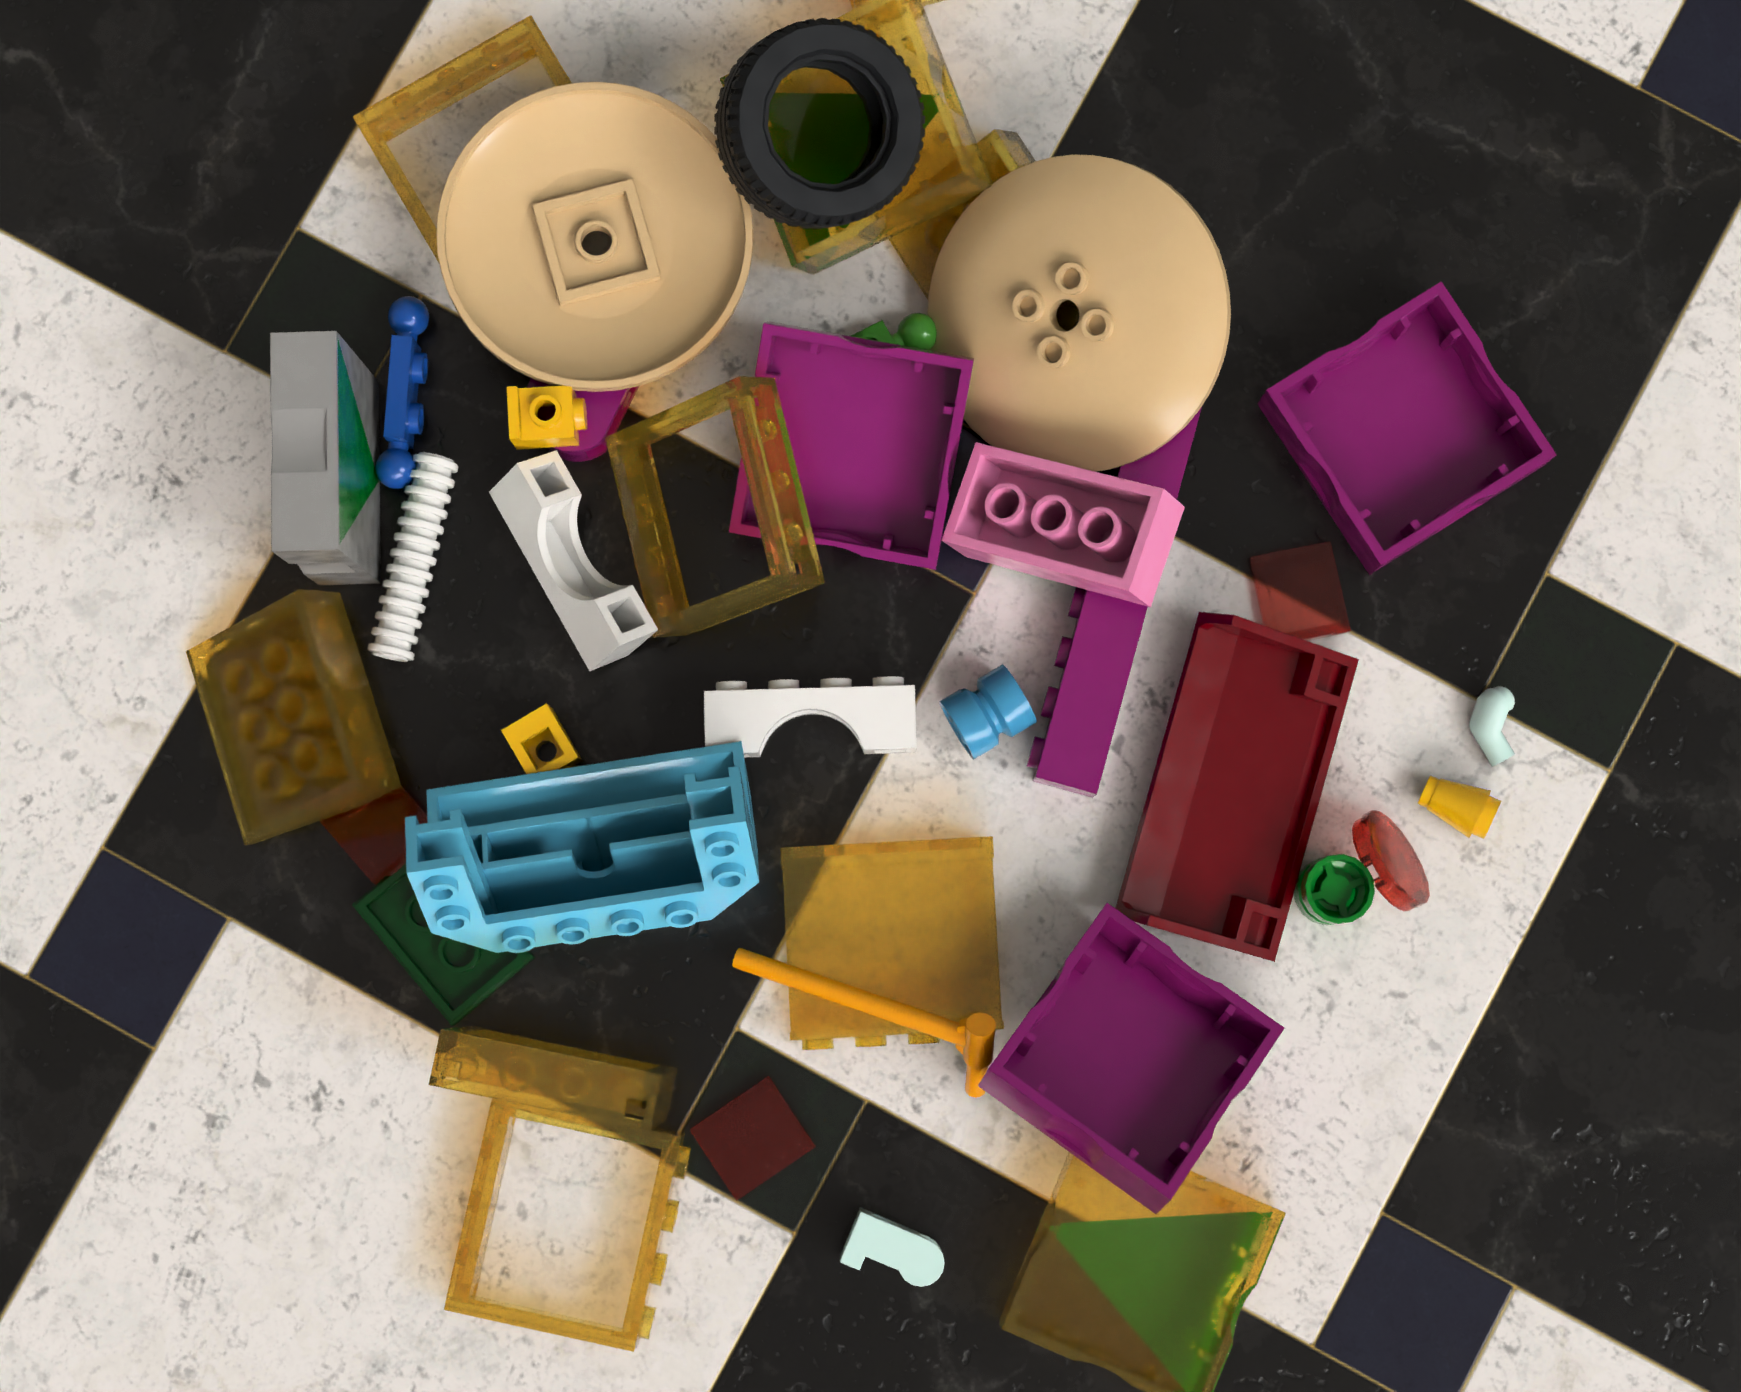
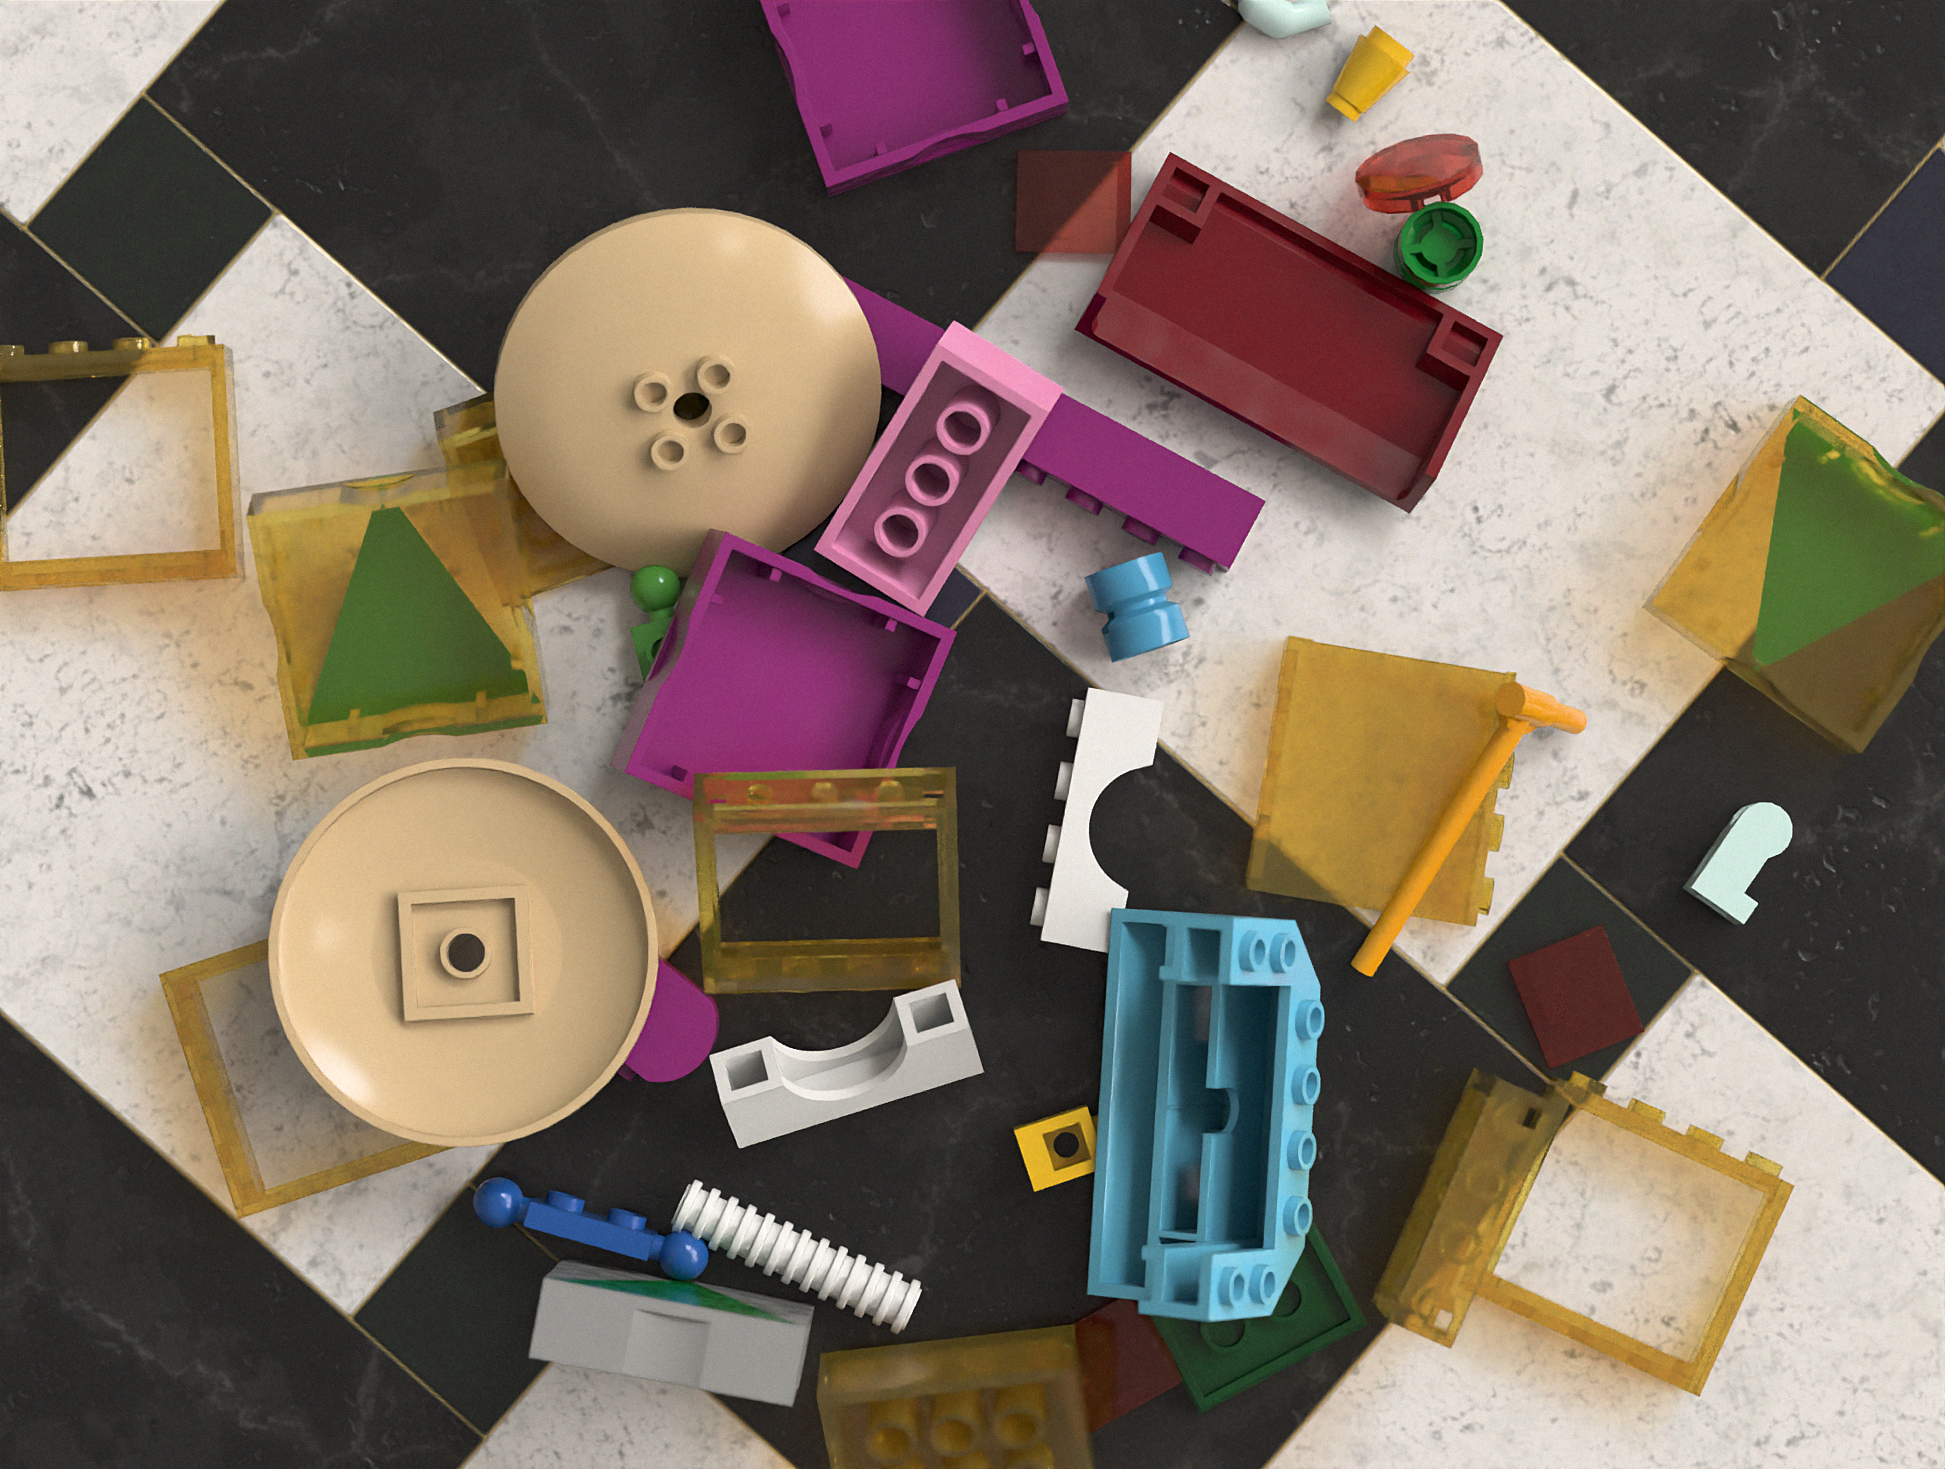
camera: 80 degrees left, 5 degrees up
(560, 431) = (676, 1084): yellow brick -> none
(890, 106) = (451, 581): black tyre -> none
(1131, 1058) = (1584, 532): magenta tile -> none

